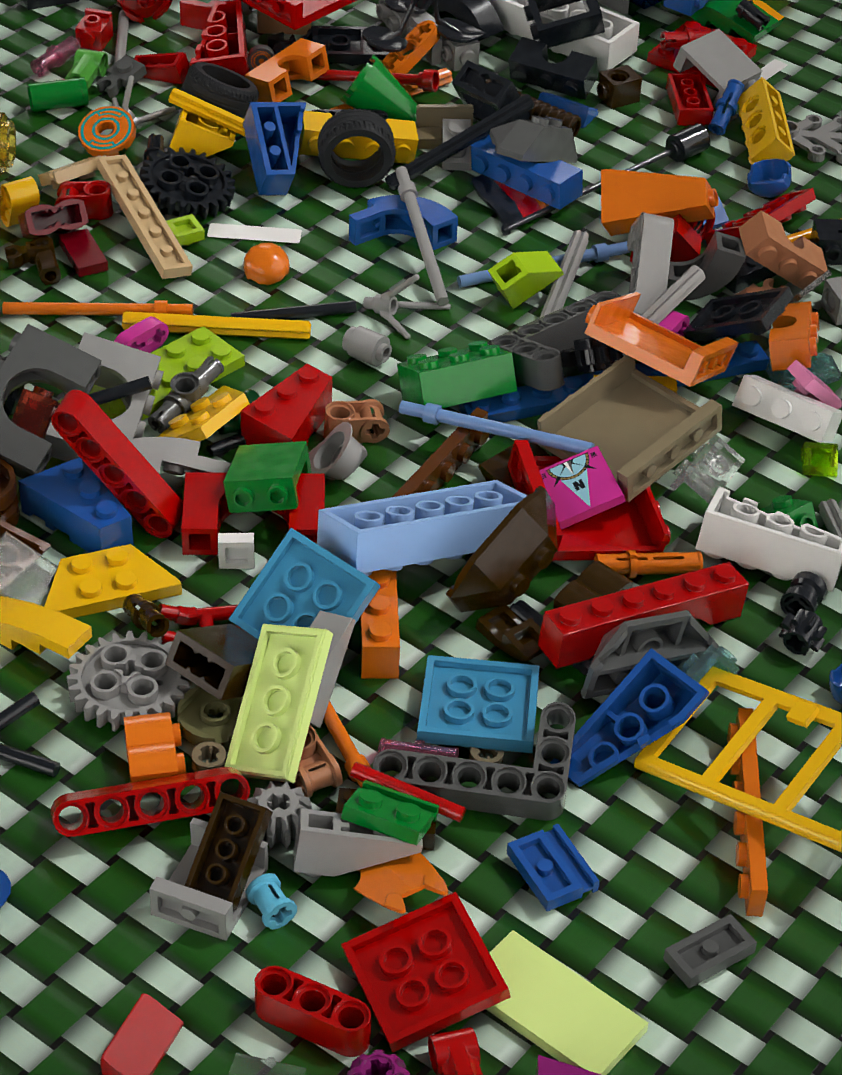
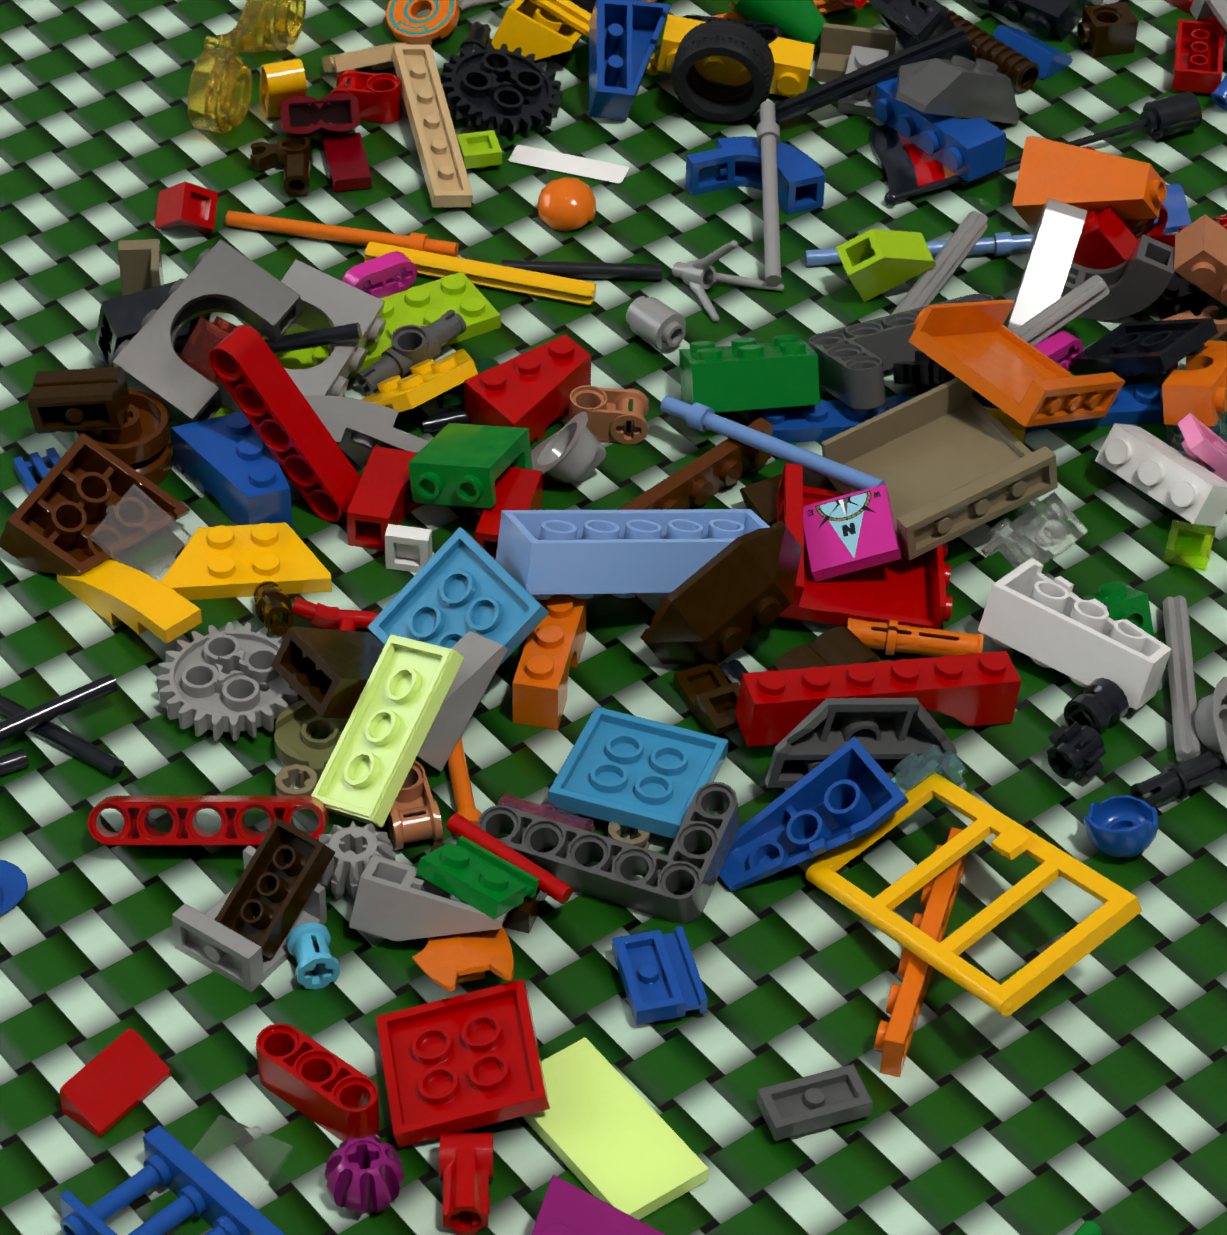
camera: 15 degrees right, 0 degrees up
(152, 746) = (233, 760): orange brick -> none

